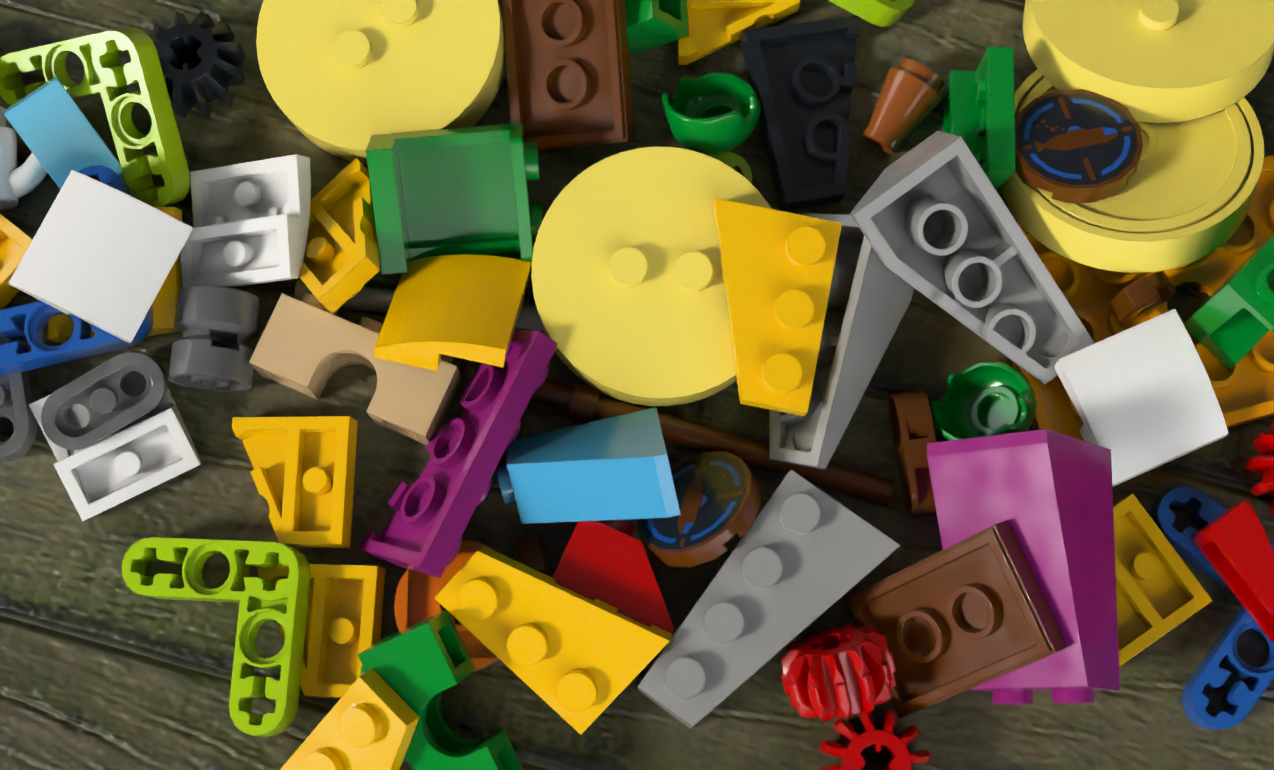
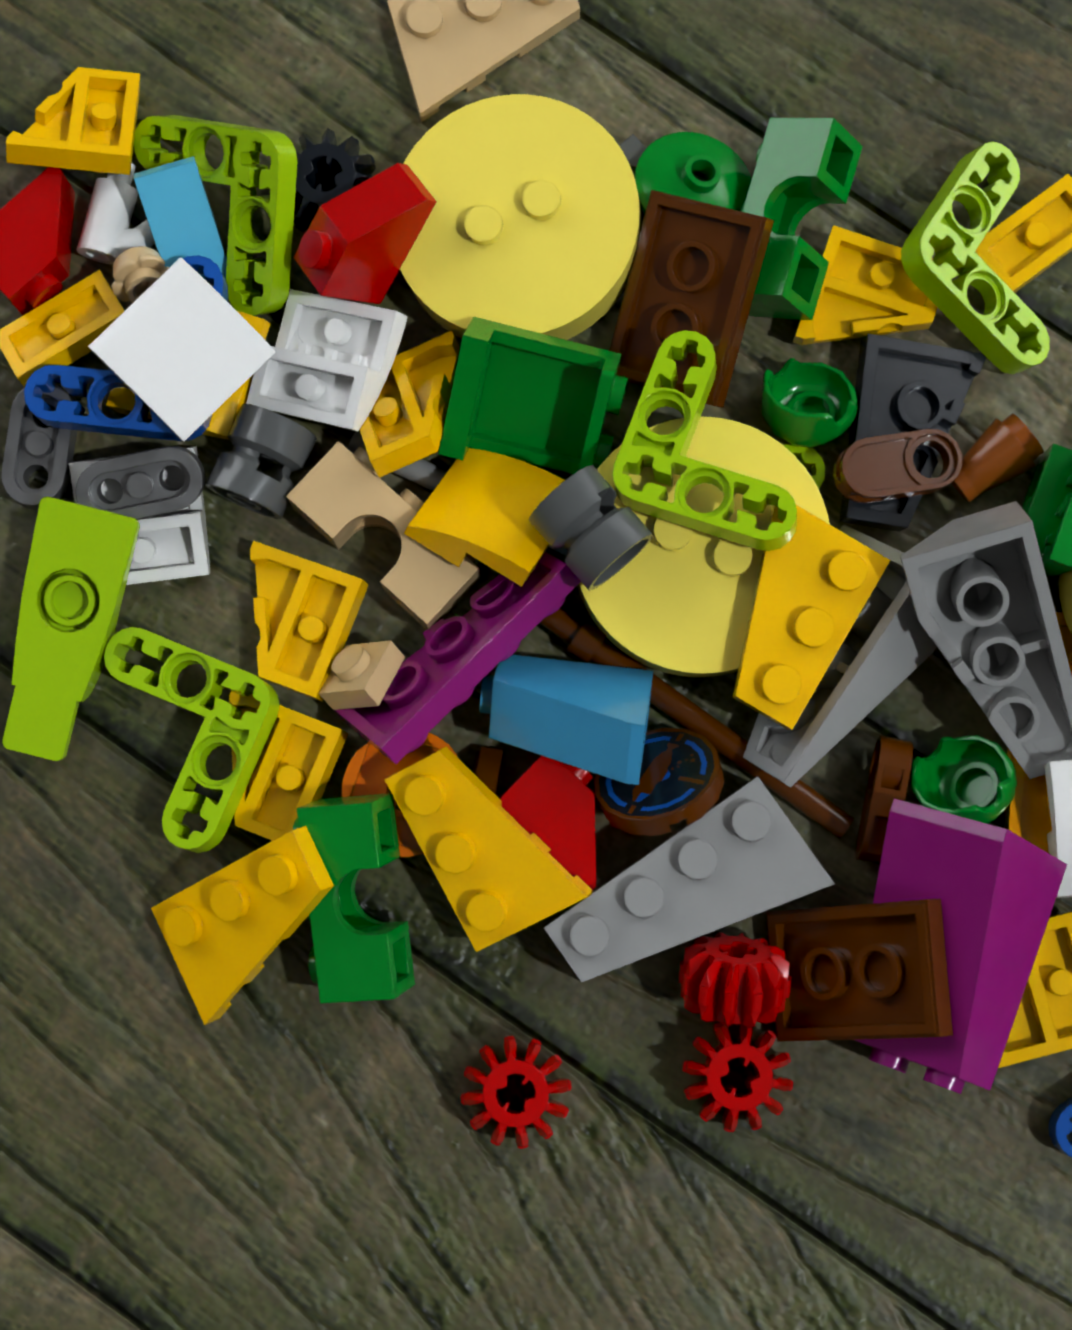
camera: 20 degrees right, 5 degrees up
(30, 198) = (135, 272): none -> tan plate
(73, 556) = (65, 620): none -> lime piece
(243, 95) = (365, 235): none -> red slope
(379, 507) = (361, 675): none -> tan plate
(543, 284) = (590, 527): none -> dark grey wheel
(600, 199) = (668, 457): none -> lime beam
(804, 146) = (885, 470): none -> reddish brown piece

